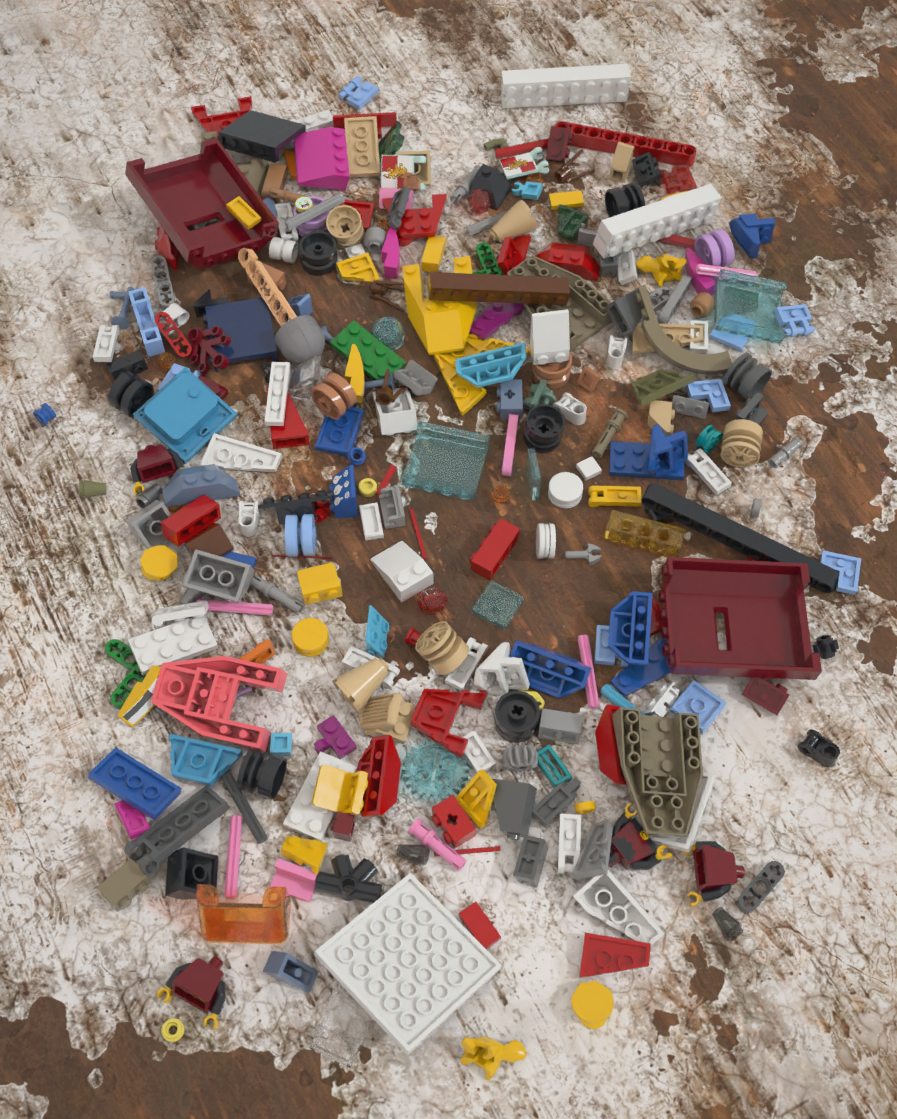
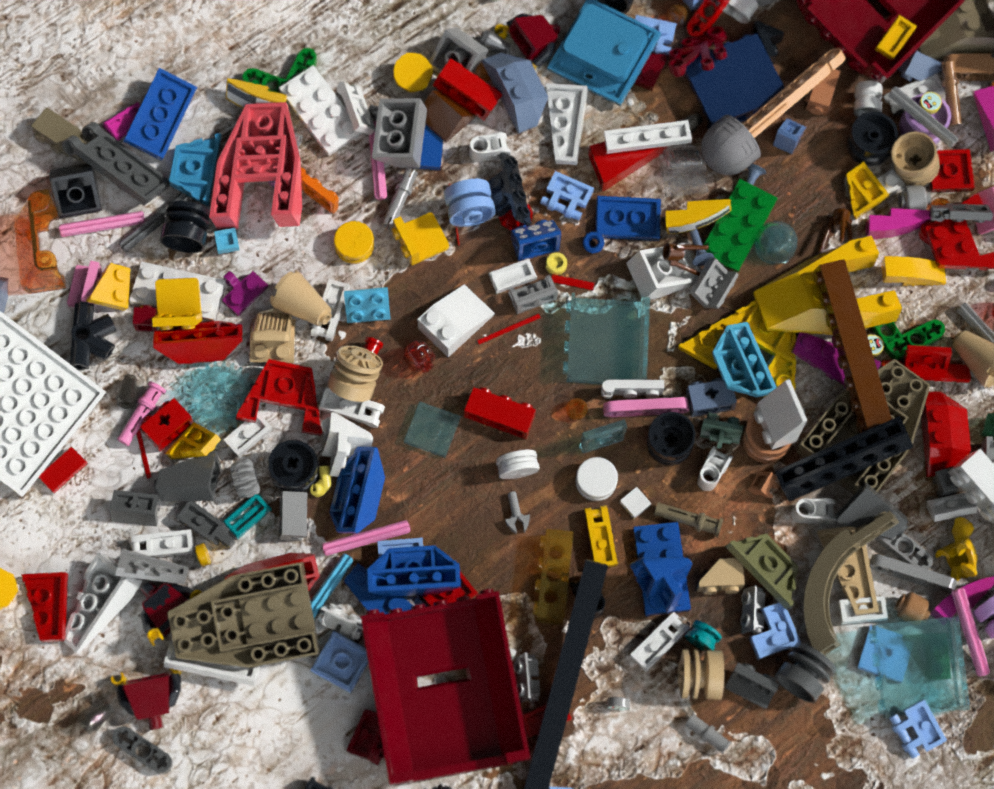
camera: 75 degrees right, 10 degrees up
(305, 463) = (570, 190): none -> light blue plate
(333, 396) = (657, 196): nougat wheel -> none
(492, 451) = (632, 388): none -> white plate
(584, 315) = (844, 459): none -> black brick

